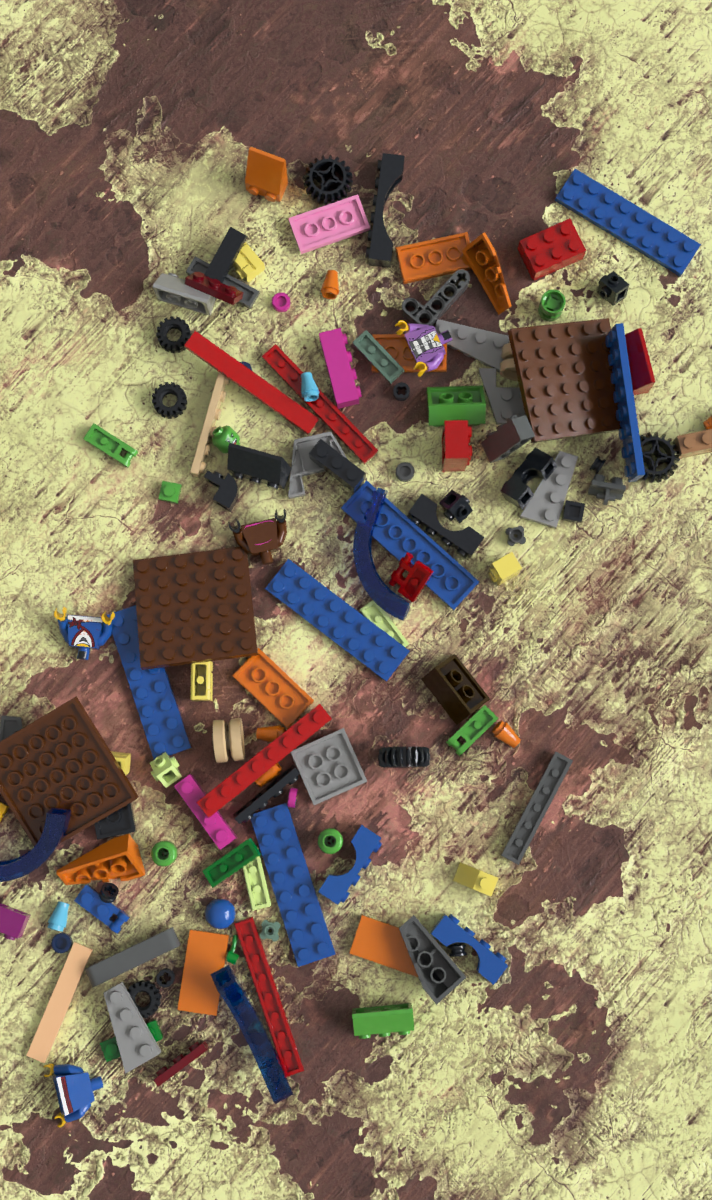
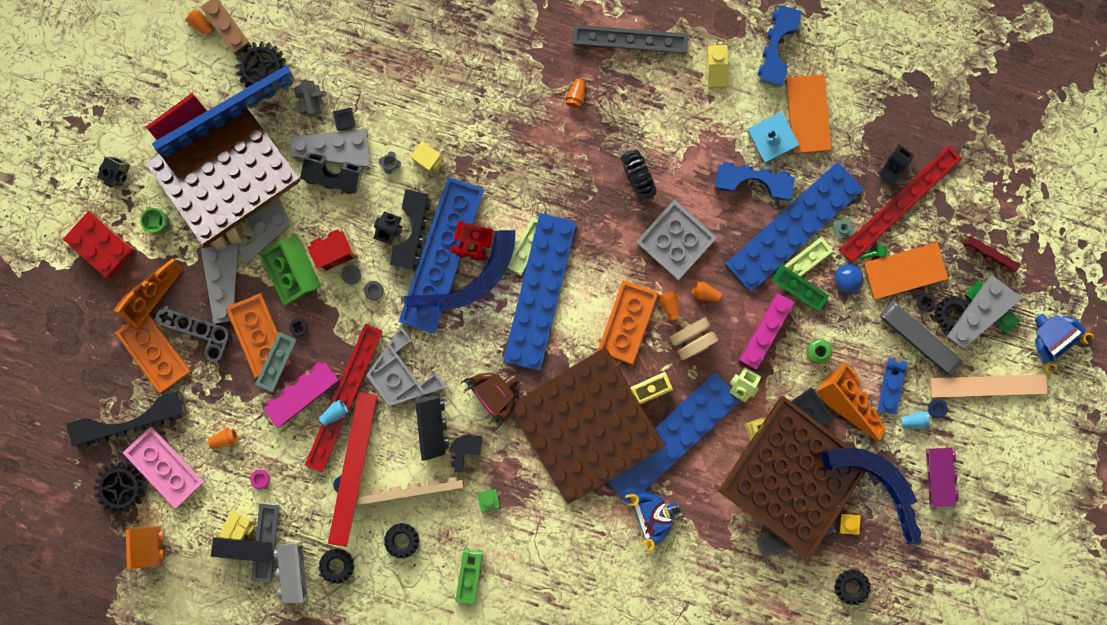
camera: 115 degrees left, 5 degrees up
(103, 894) = (880, 387): black bush -> none
(214, 288) = (277, 545): dark red plate -> none
(224, 436) = (416, 470): bright green head -> none
(254, 1032) = (938, 200): clear blue arch -> none
(260, 800) = (729, 286): black plate -> none
(263, 760) = (697, 298): red plate -> none
(292, 798) = (718, 260): dark pink tile -> none
(306, 1008) = (896, 165): none -> black brick
(334, 847) = (745, 203): bright green head -> none
(337, 465) = (397, 352): black brick -> none
(383, 1020) = (875, 94): bright green slope -> none
(385, 902) = (773, 137): none -> medium azure tile
(424, 344) = (247, 321): torso -> none
(428, 458) = (351, 274): none -> dark grey tile
(432, 964) = (807, 73): dark grey wedge -> none
(455, 689) = (556, 156): dark brown slope -> none
(457, 950) = (786, 55): black bush -> none
(472, 729) = (585, 125): bright green plate -> none
(507, 438) = (304, 206): dark grey brick -> none
(597, 465) = (290, 115): black bush -> none
(627, 222) = (39, 185): blue plate -> none

